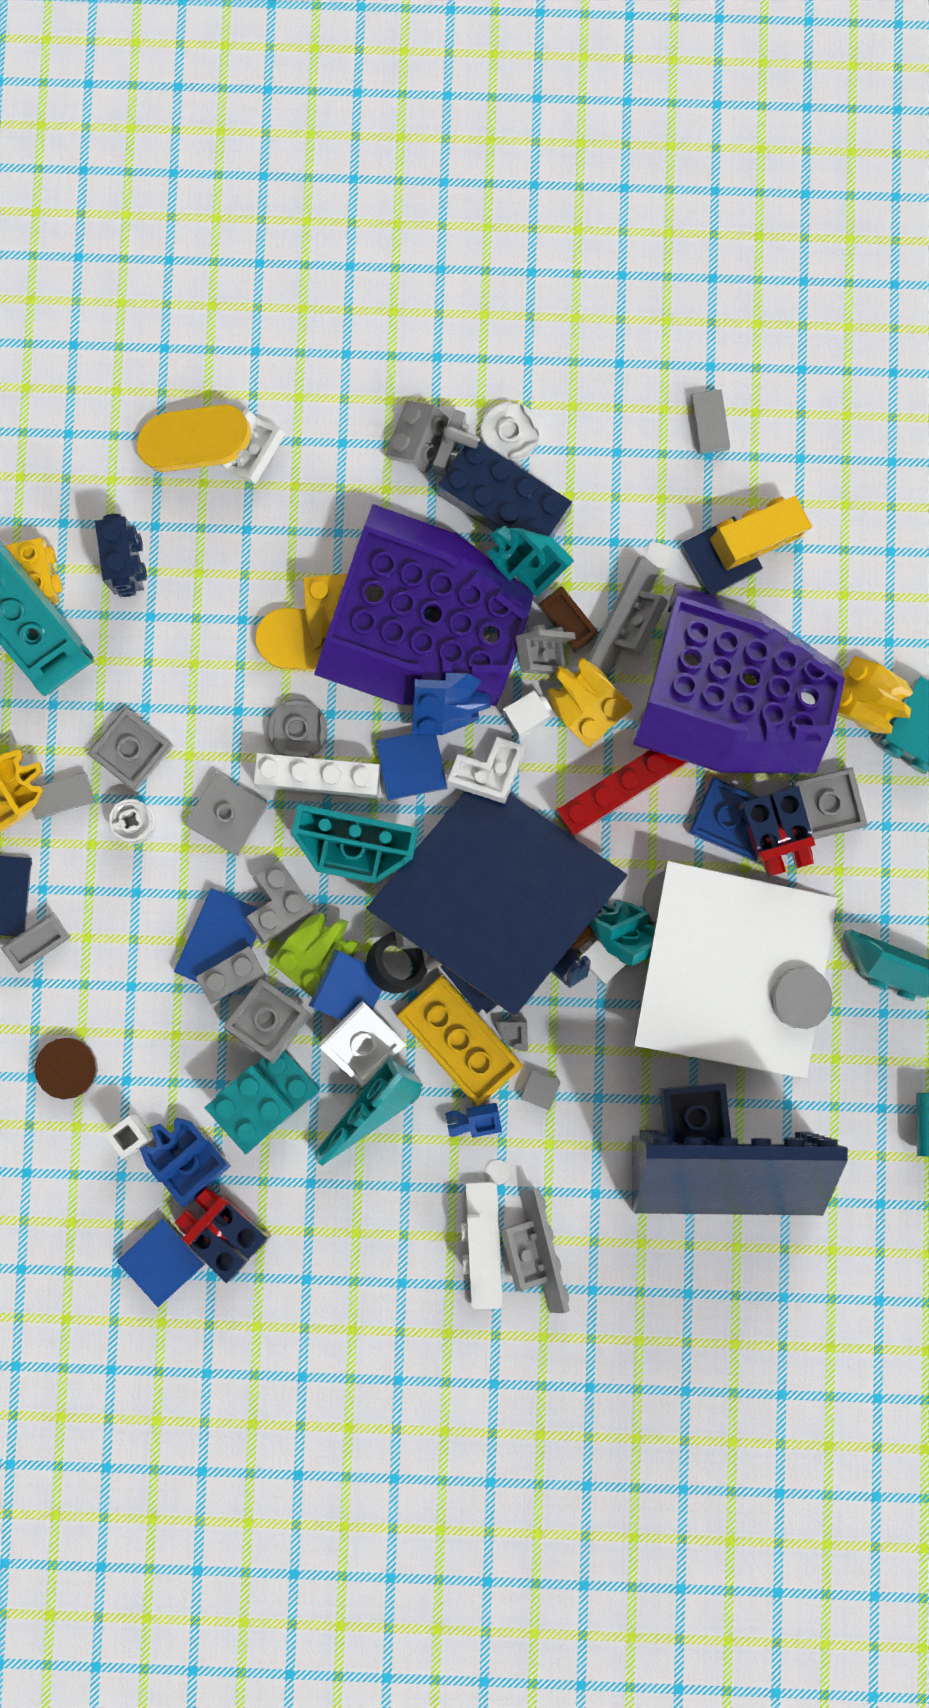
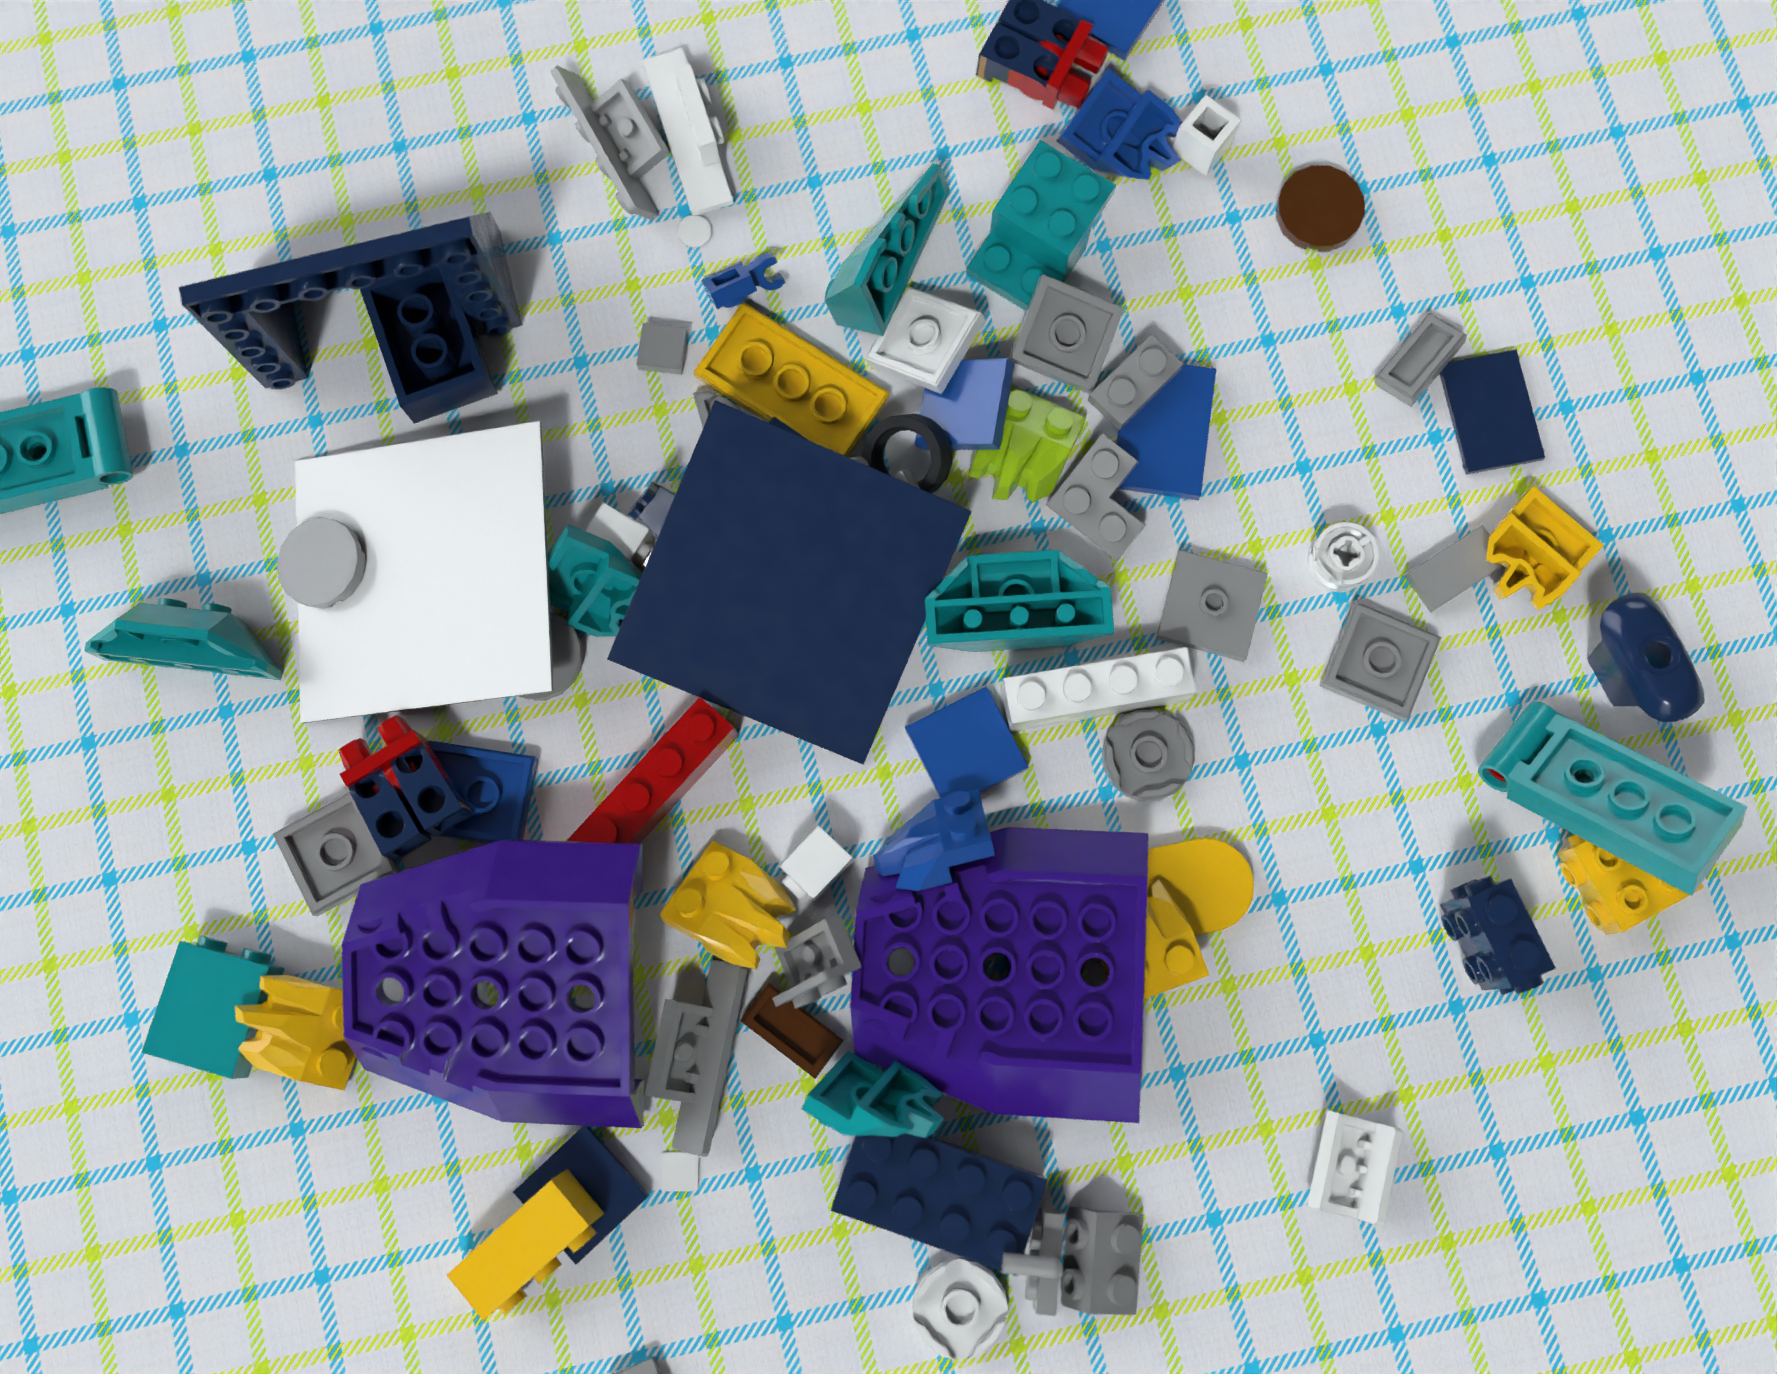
camera: 165 degrees right, 5 degrees down
(193, 438) = (1445, 1155): yellow tile -> none
(490, 778) = (840, 755): white plate -> none

